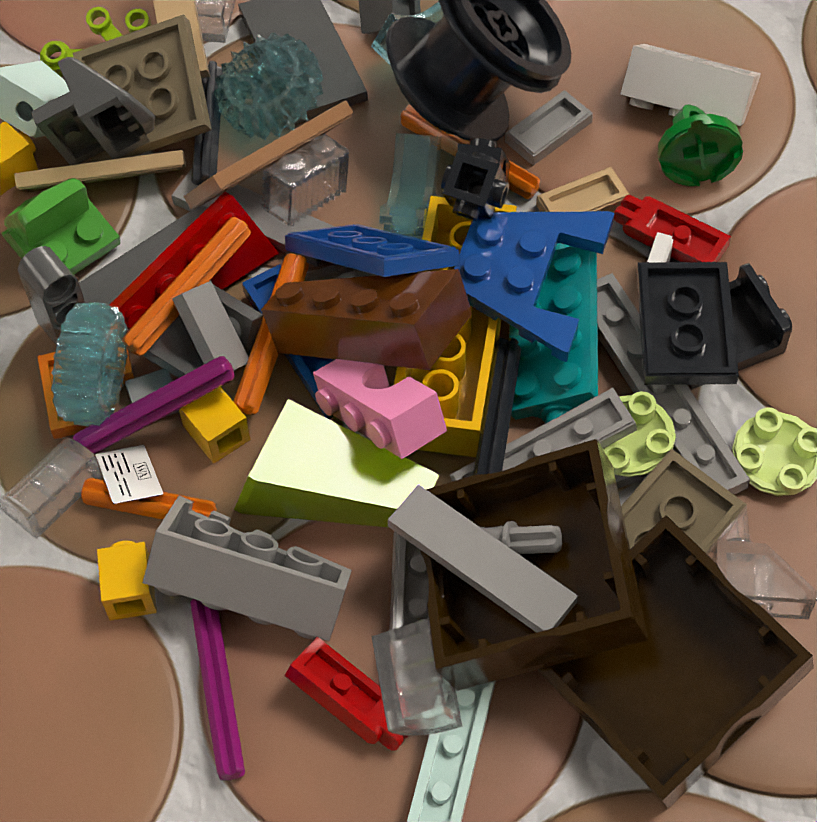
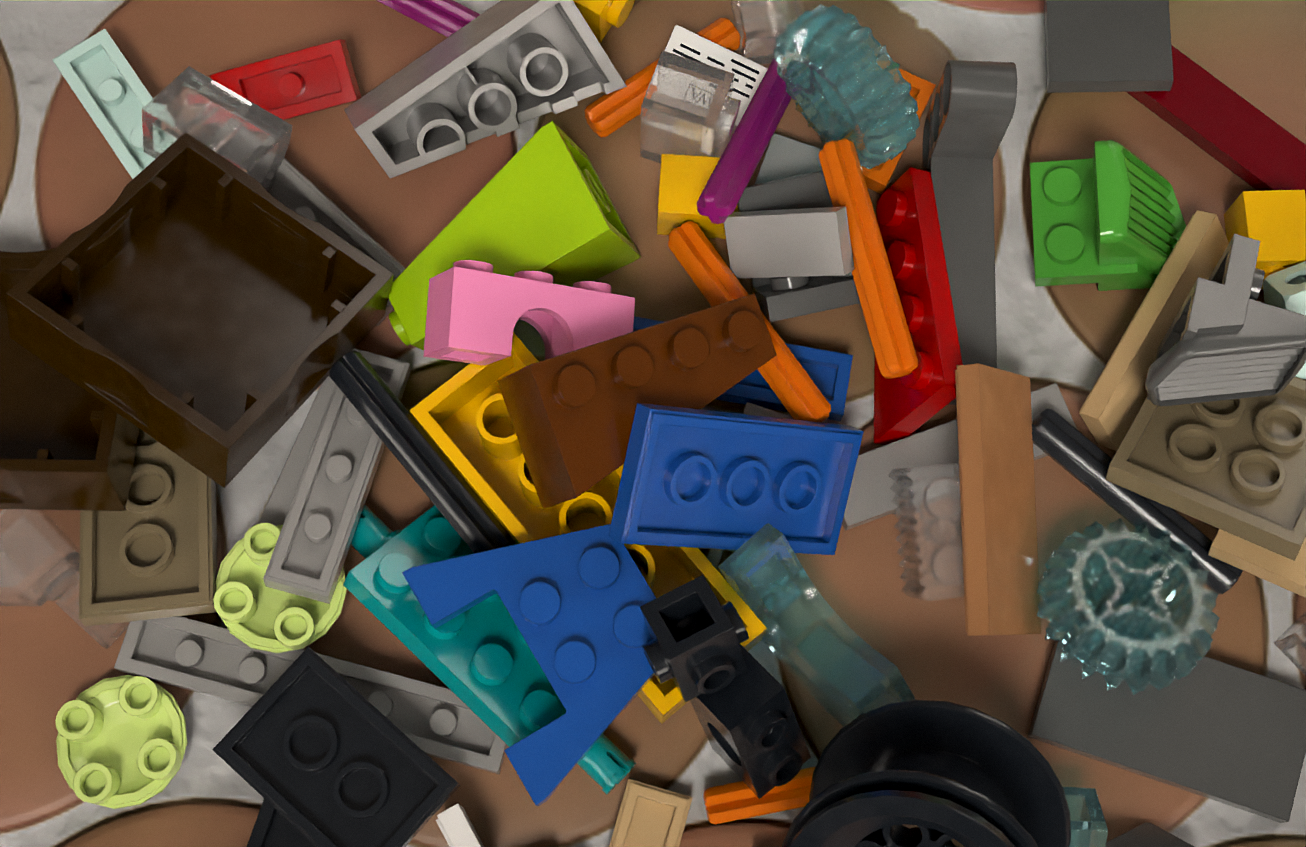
camera: 125 degrees right, 15 degrees up
(172, 445) = (687, 109): none -> clear brick
(482, 561) = (243, 259): light grey tile -> none
(528, 539) = (245, 319): light grey axle -> none

